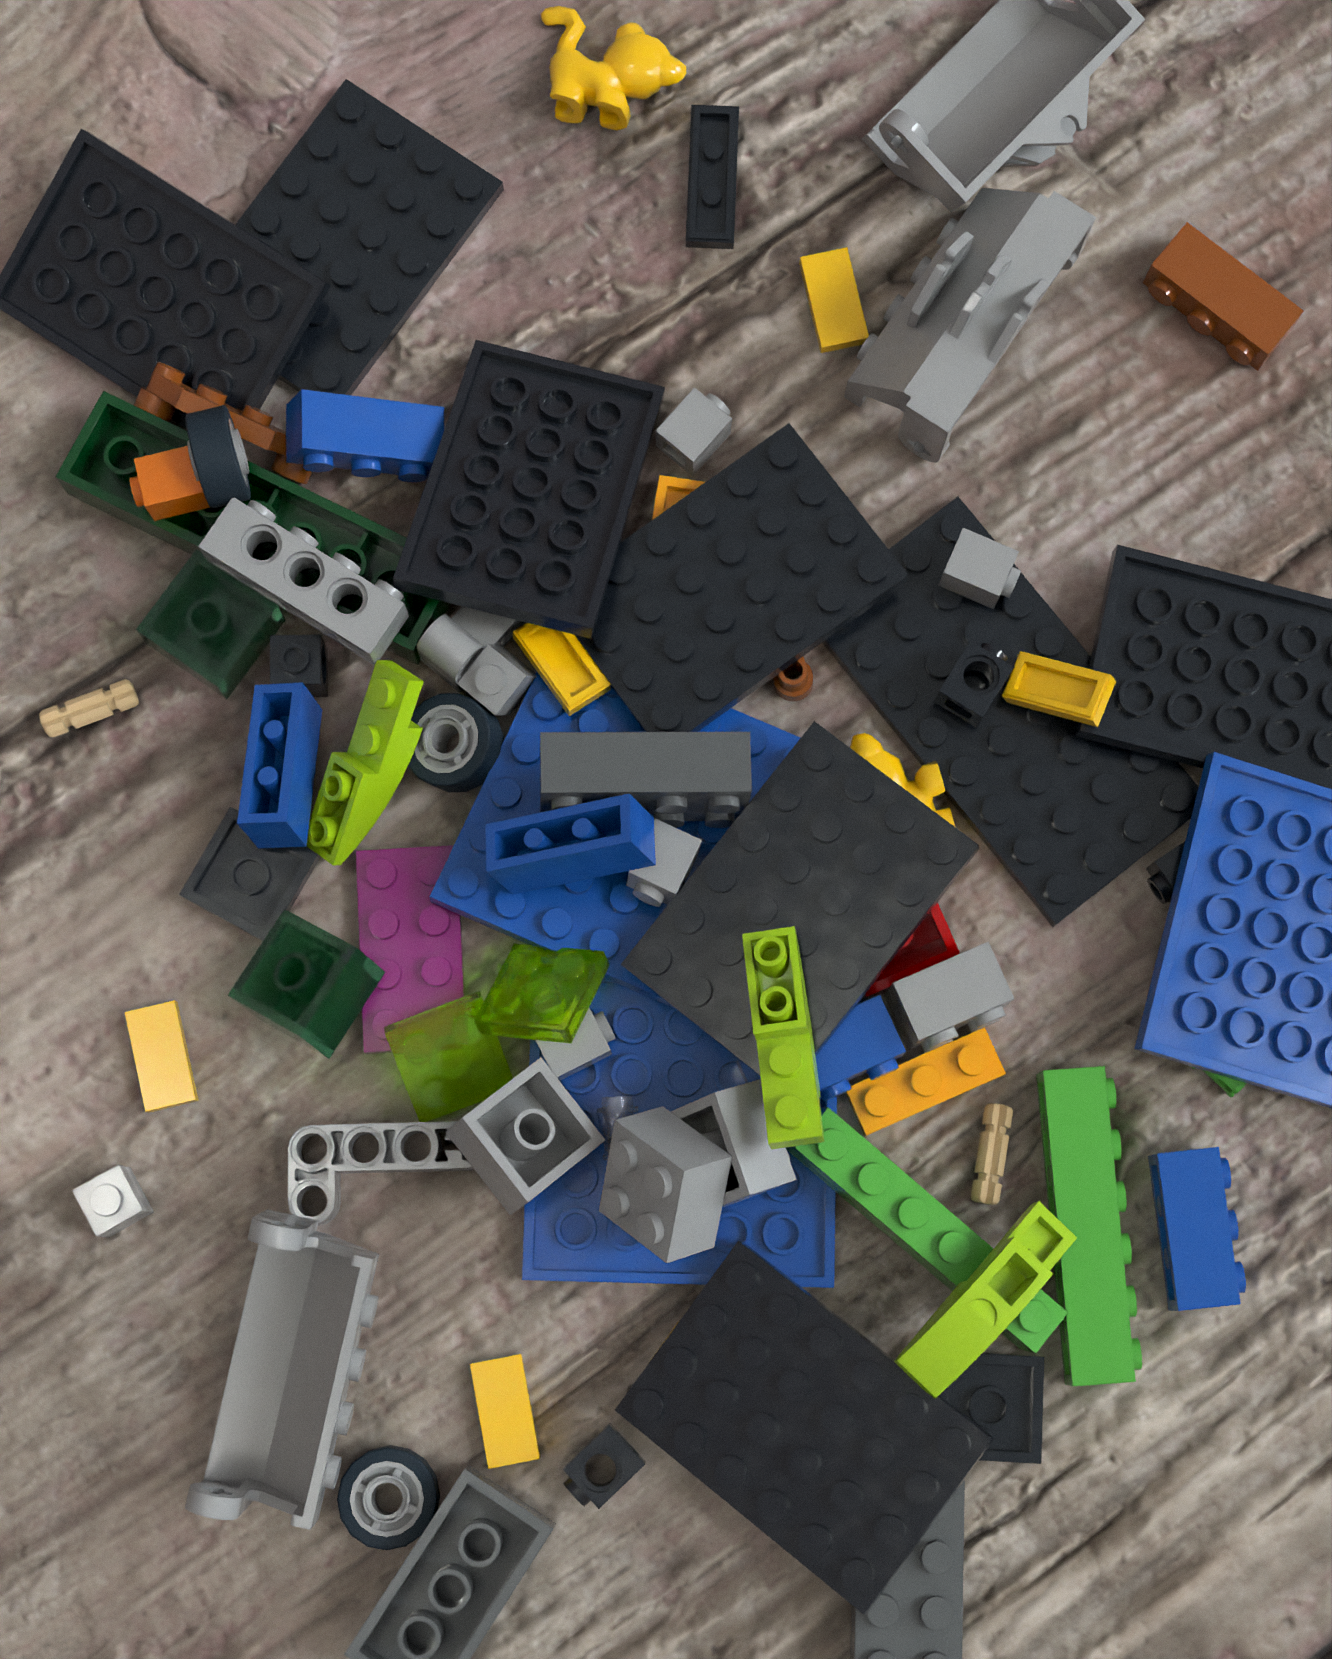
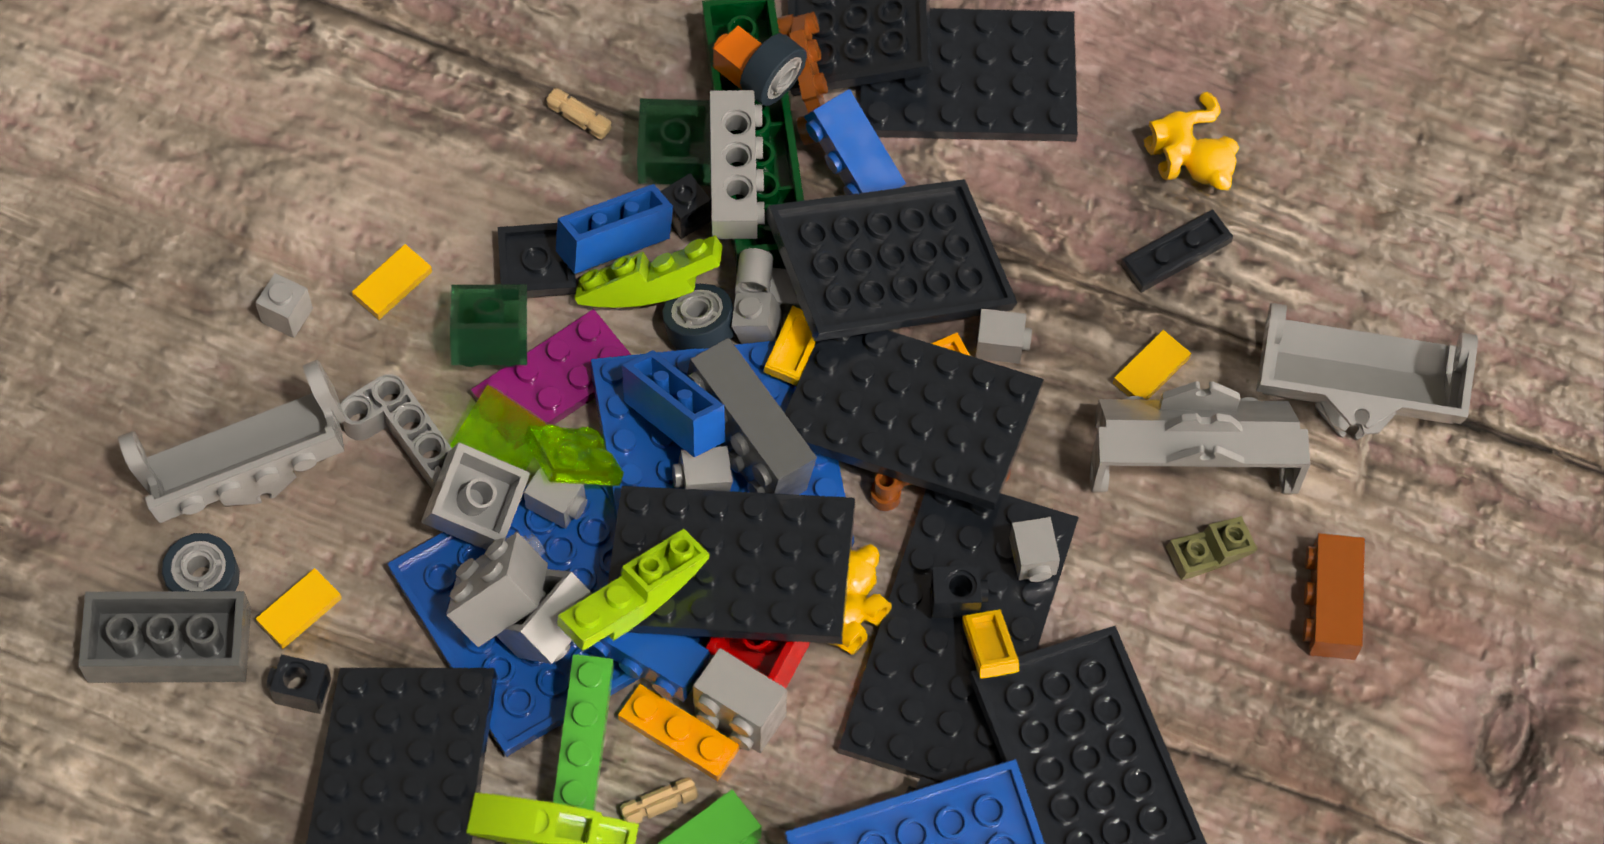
camera: 55 degrees right, 15 degrees down
(1080, 384) = (1212, 549): none -> olive slope

